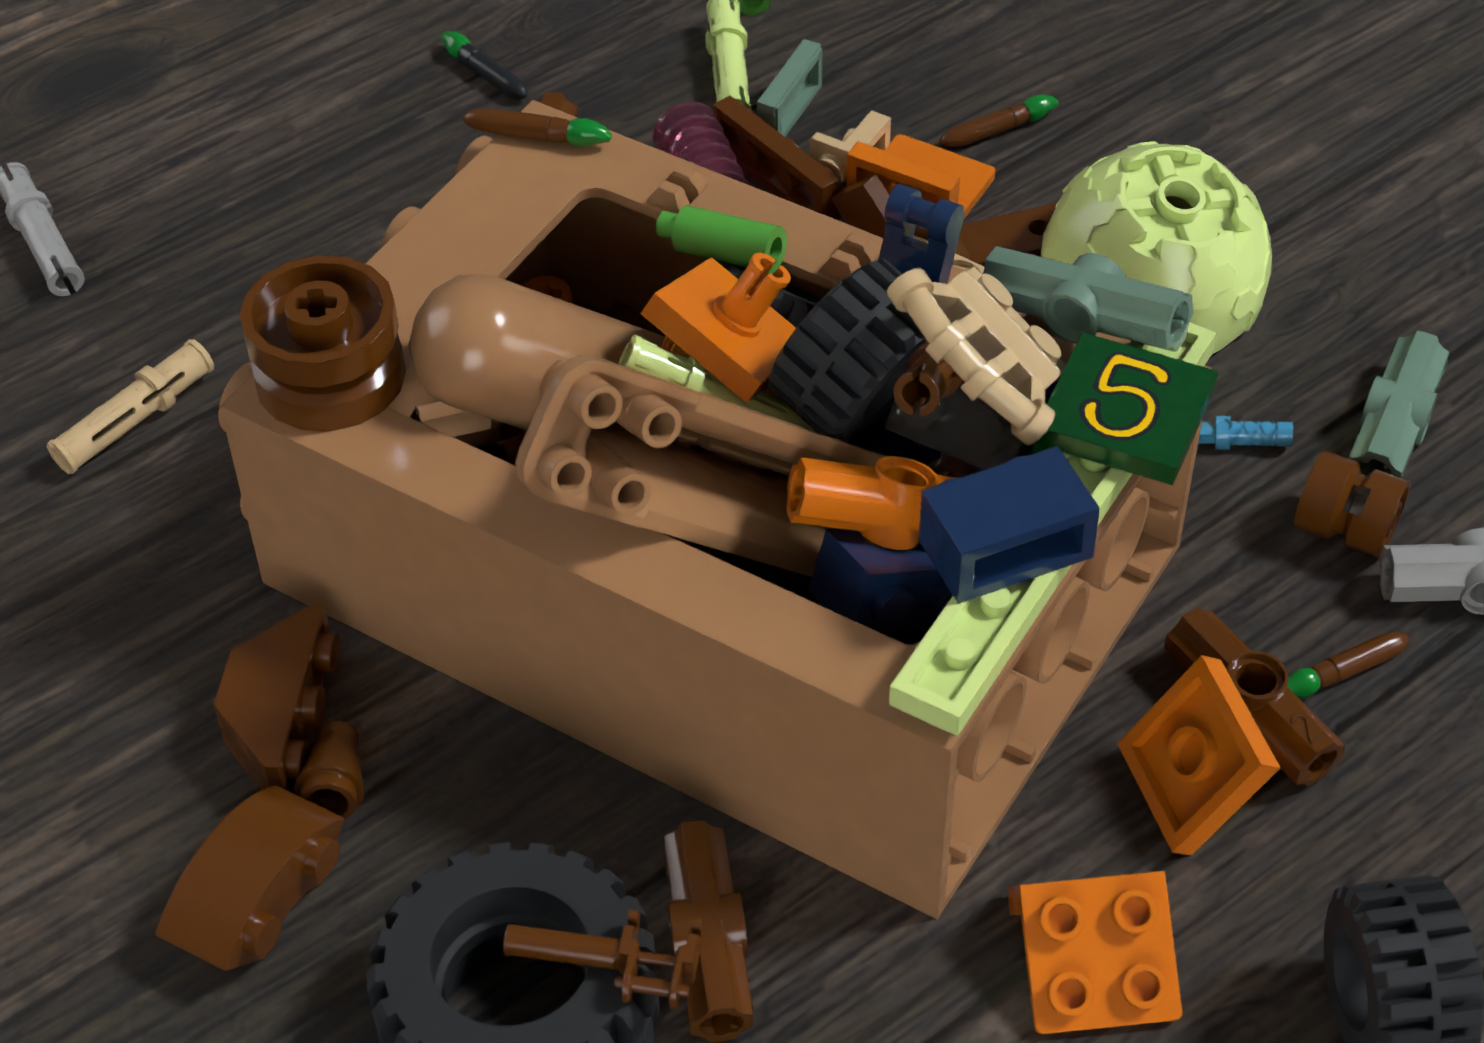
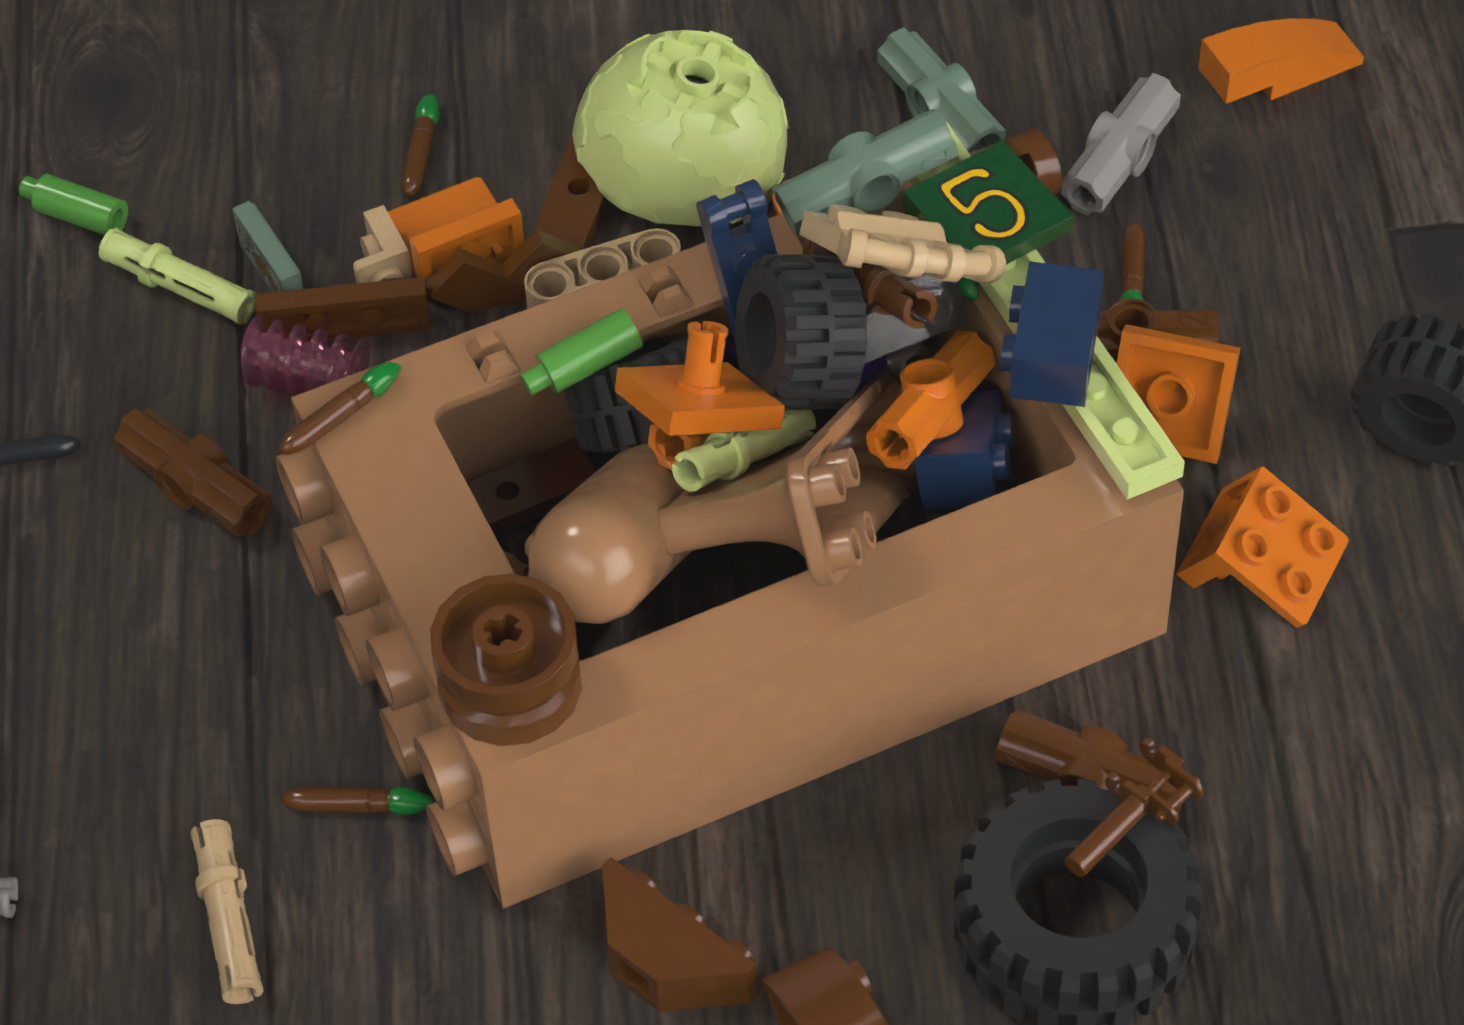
camera: 55 degrees left, 5 degrees up
(333, 770) = (769, 938): reddish brown cone -> none

